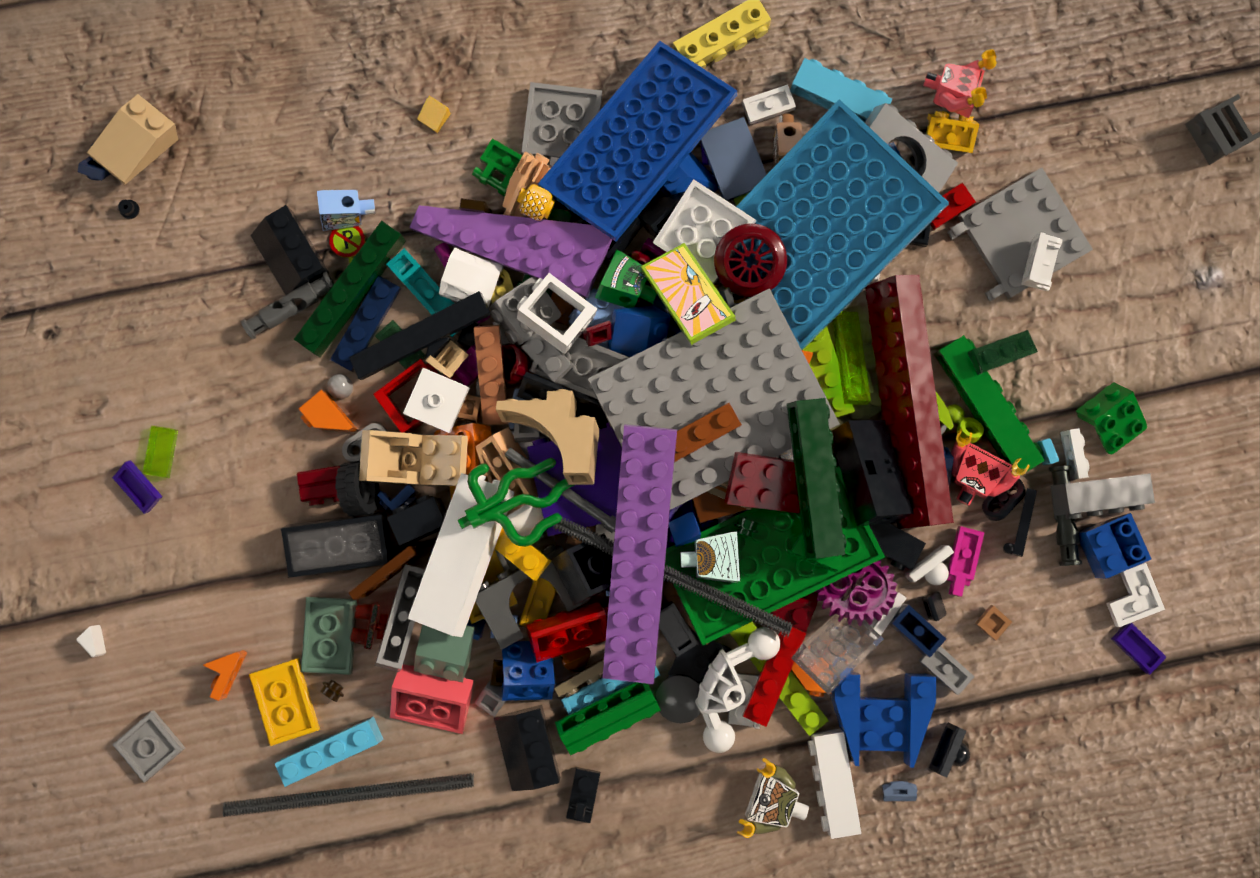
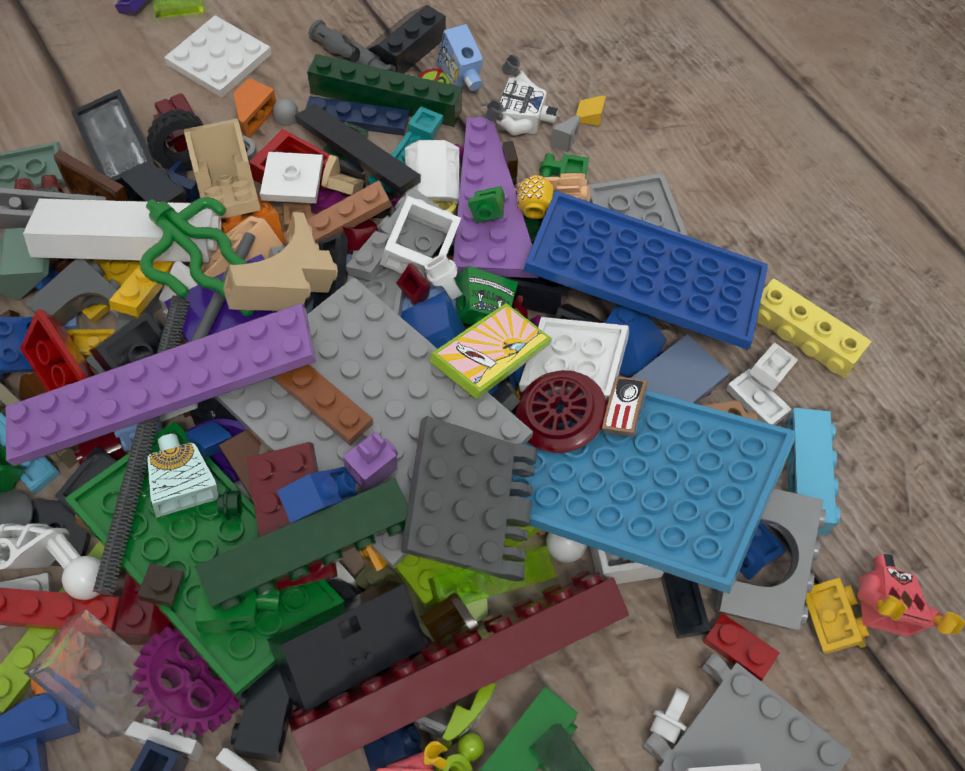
camera: 70 degrees right, 25 degrees down
(244, 430) = (218, 56): none -> white plate
(410, 173) = (521, 104): none -> torso
(458, 146) = (565, 133): none -> light grey slope
(537, 245) = (487, 204): none -> green bracket
(604, 306) = (442, 273): none -> white piece
(748, 80) = (773, 366): none -> white plate
(766, 211) = (625, 406): none -> slope
(766, 413) = (371, 461): none -> medium lavender brick
(785, 459) = (316, 492): none -> blue slope
(795, 589) = (161, 585): none -> dark brown plate
(816, 356) = (464, 501): none -> dark grey hinge
(876, 397) = (448, 618): none -> dark brown tile
(980, 276) = (667, 723): none -> white piece

